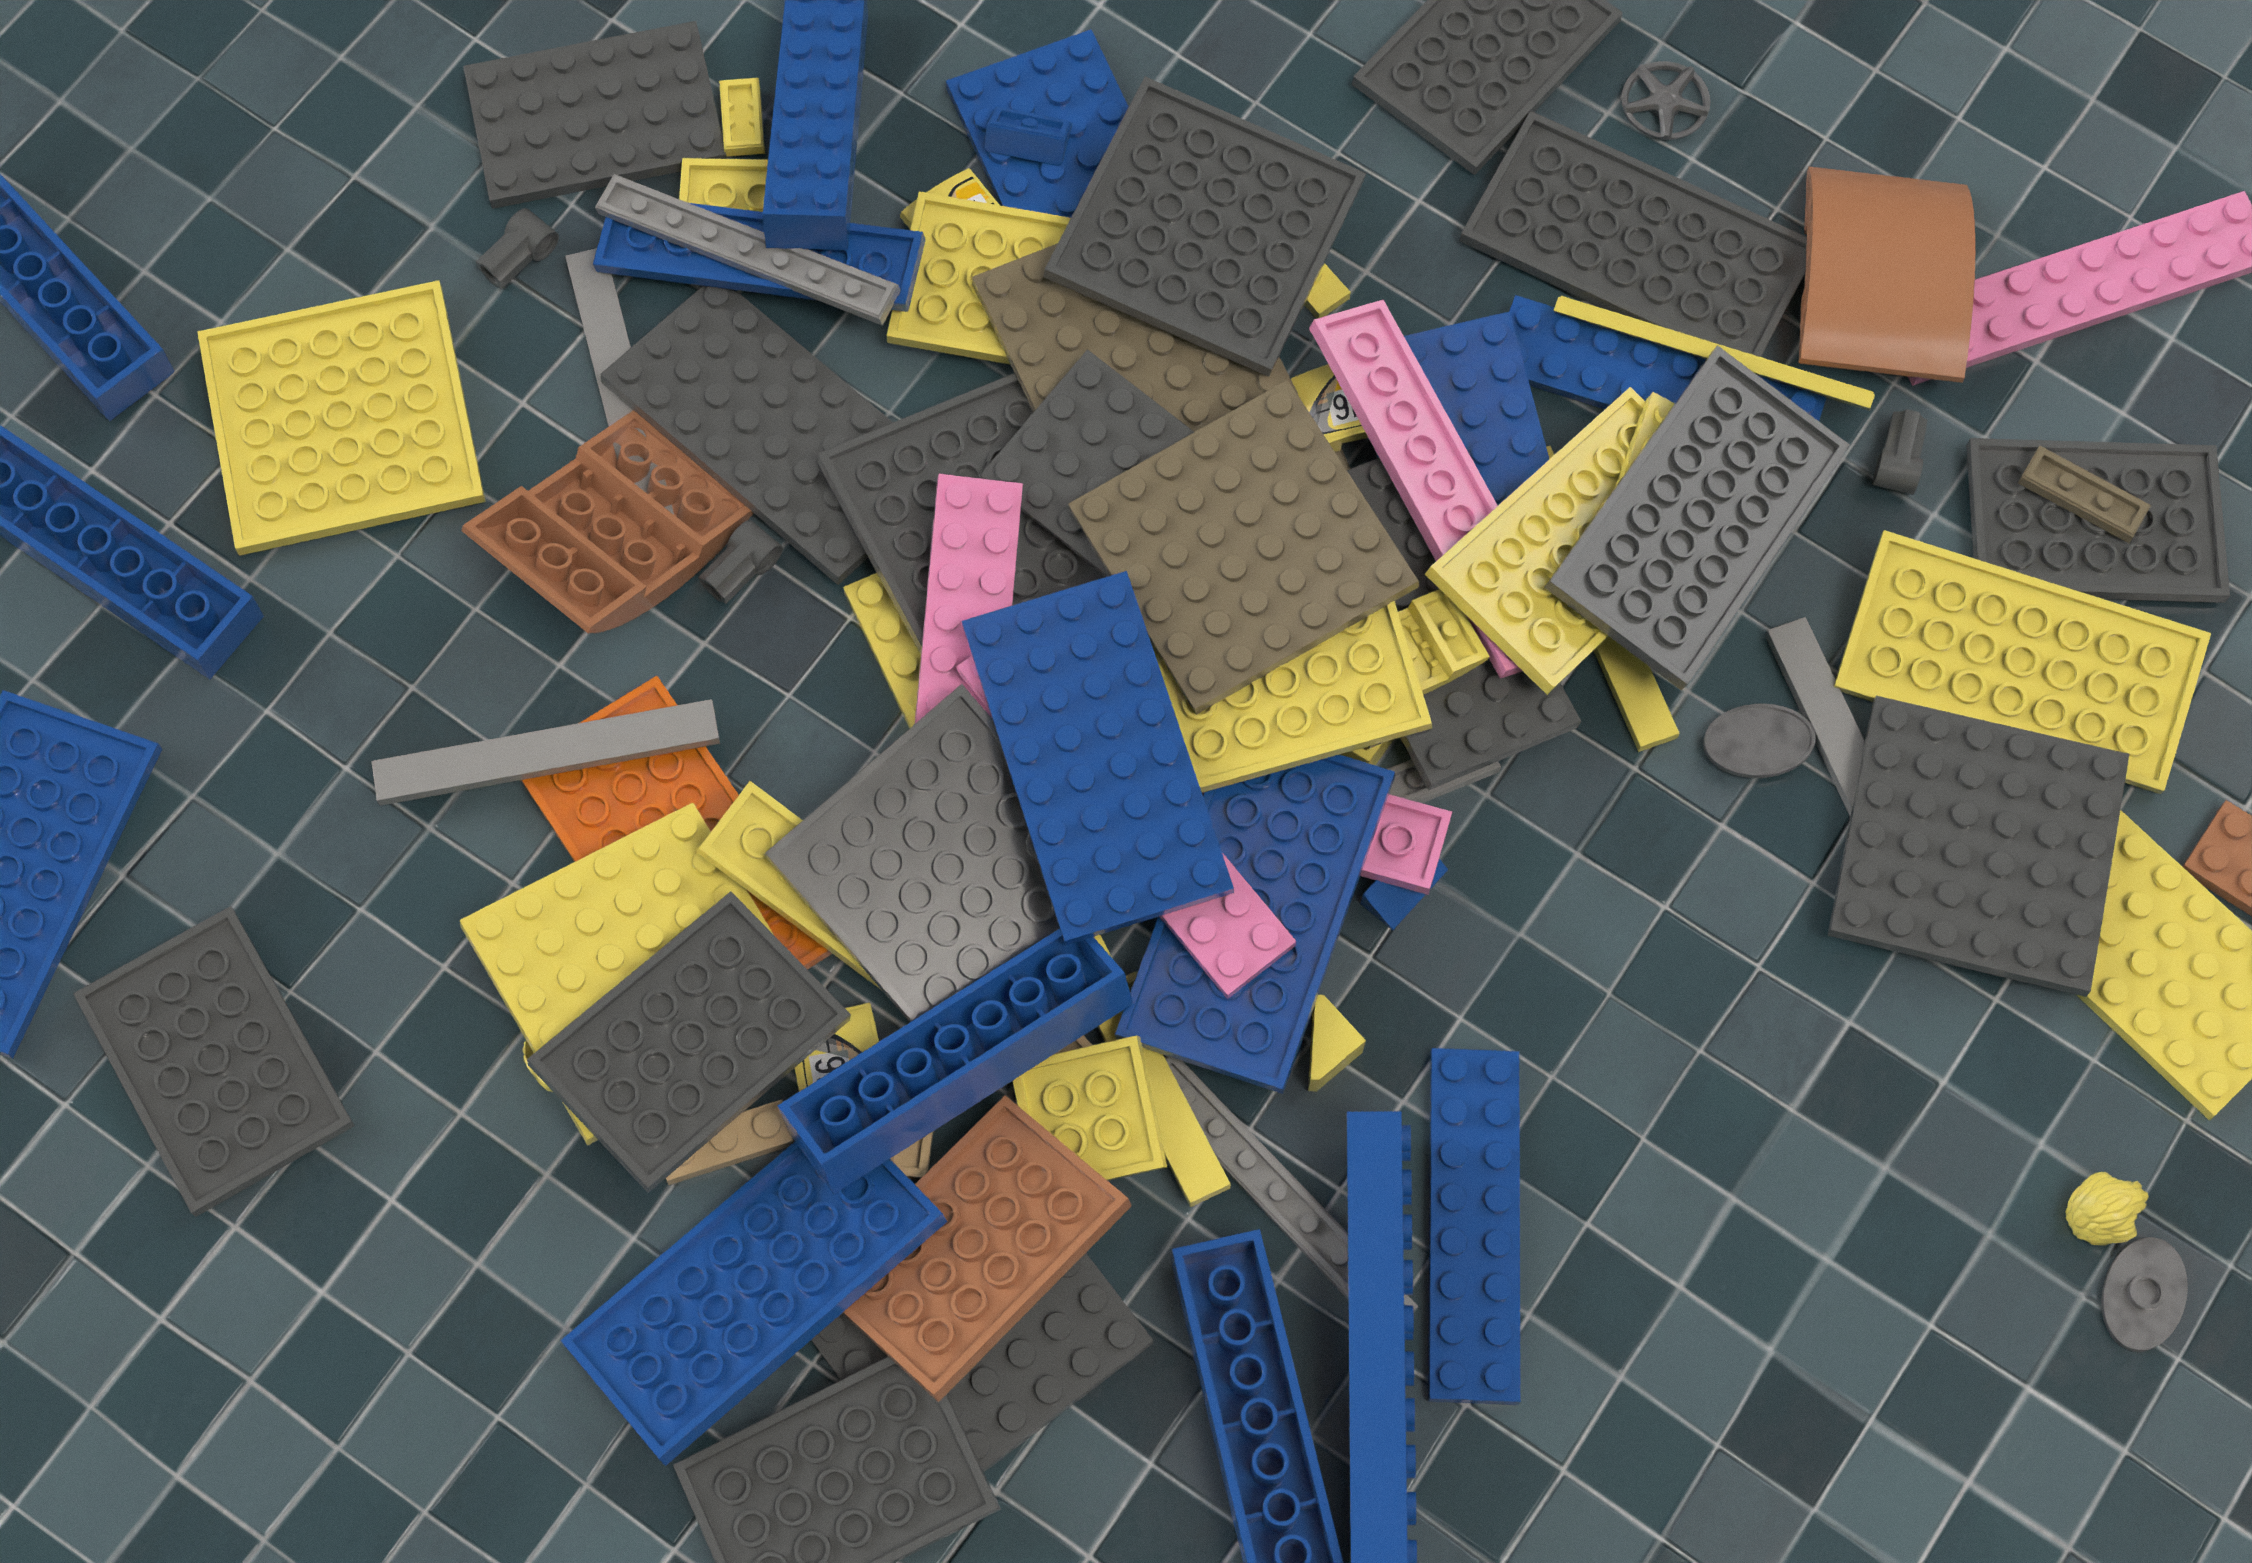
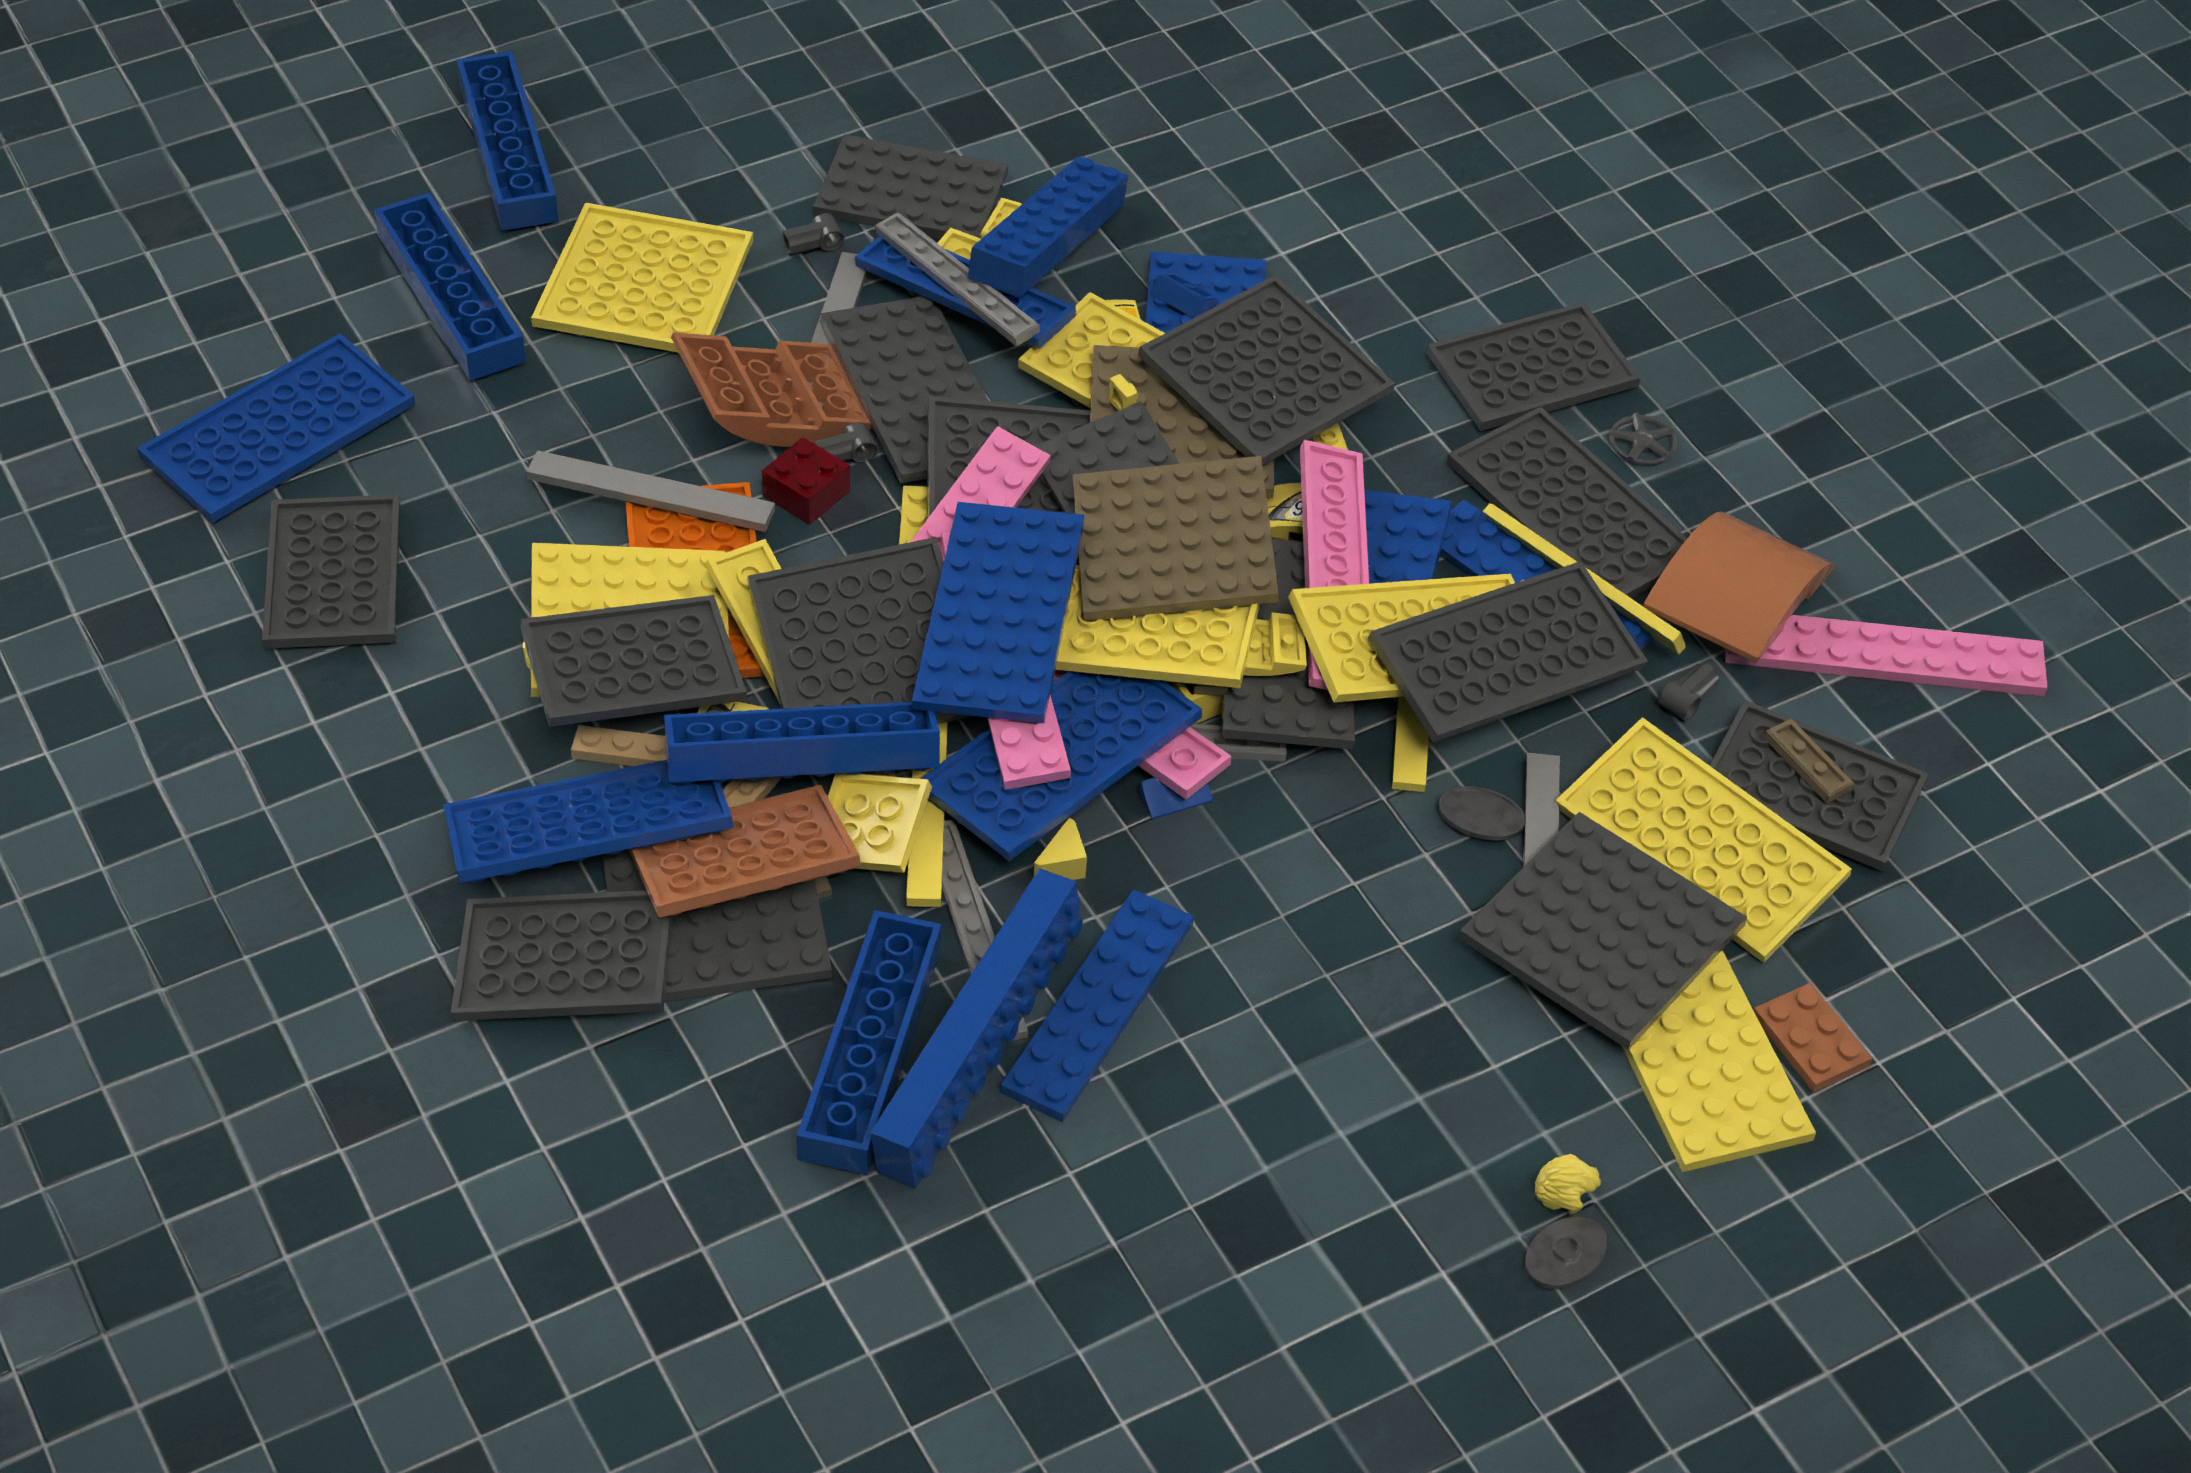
camera: 25 degrees right, 20 degrees down
(725, 640) = (806, 480): none -> dark red brick
(1058, 347) = (1121, 392): none -> light yellow plate

